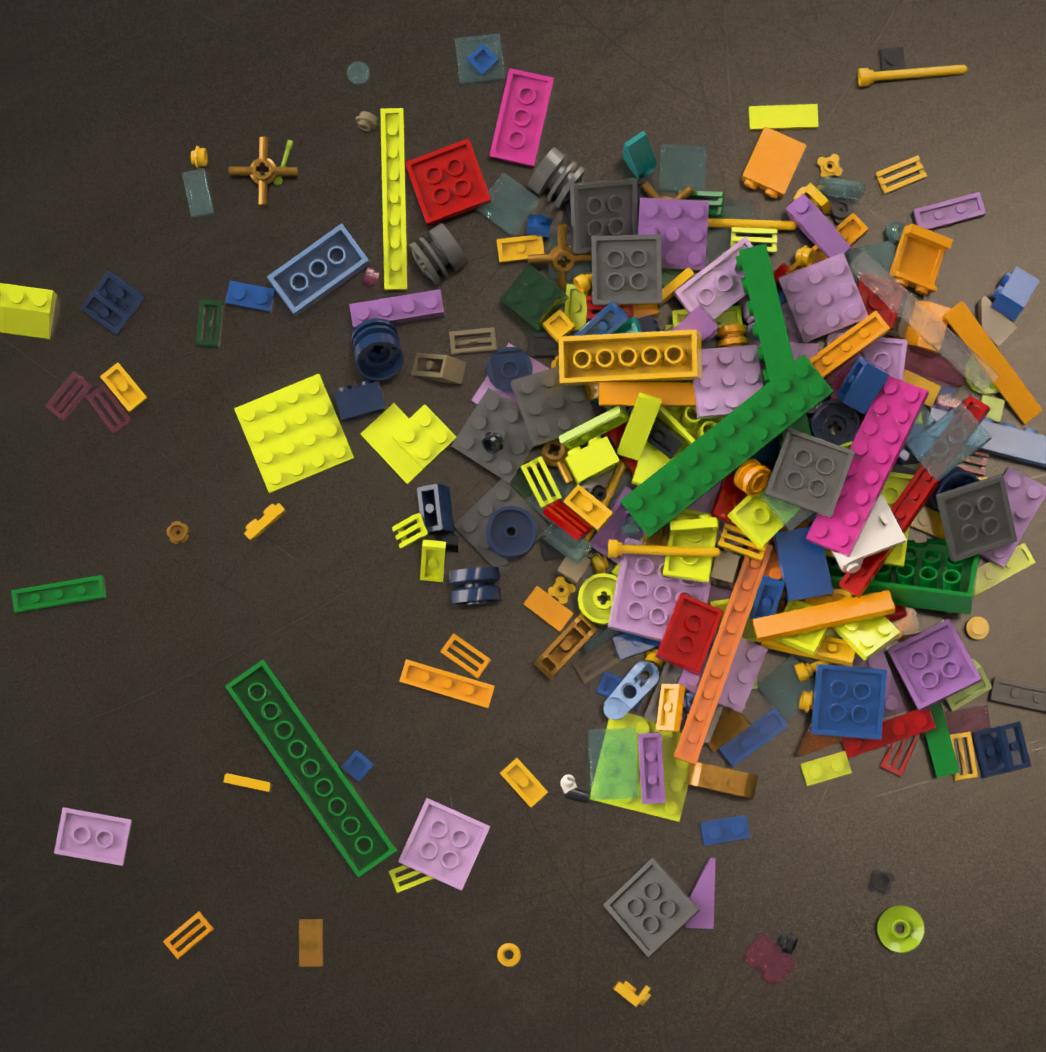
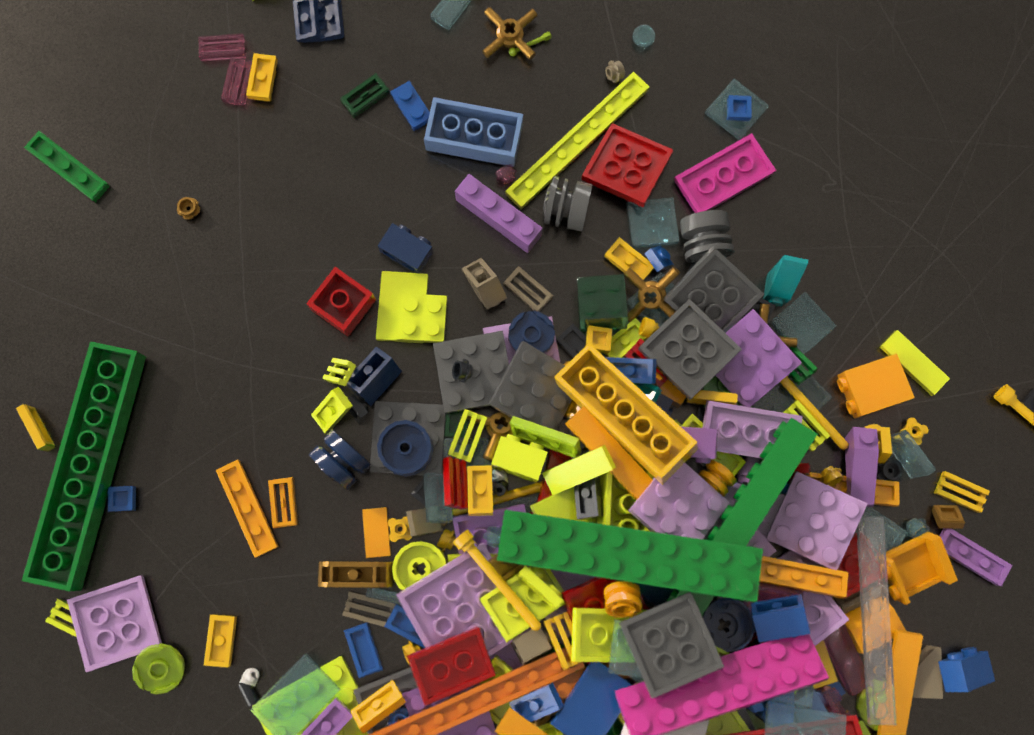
camera: 45 degrees right, 5 degrees down
(271, 514) = (243, 260): yellow plate -> none
(294, 433) = (338, 224): neon yellow plate -> none
(358, 483) = (341, 301): none -> red brick
(377, 349) = (453, 222): dark blue wheel -> none
(504, 840) = (158, 668): none -> lime tile
(617, 704) = (346, 658): light blue piece -> none
(907, 202) = (948, 516): none -> pearl gold tile

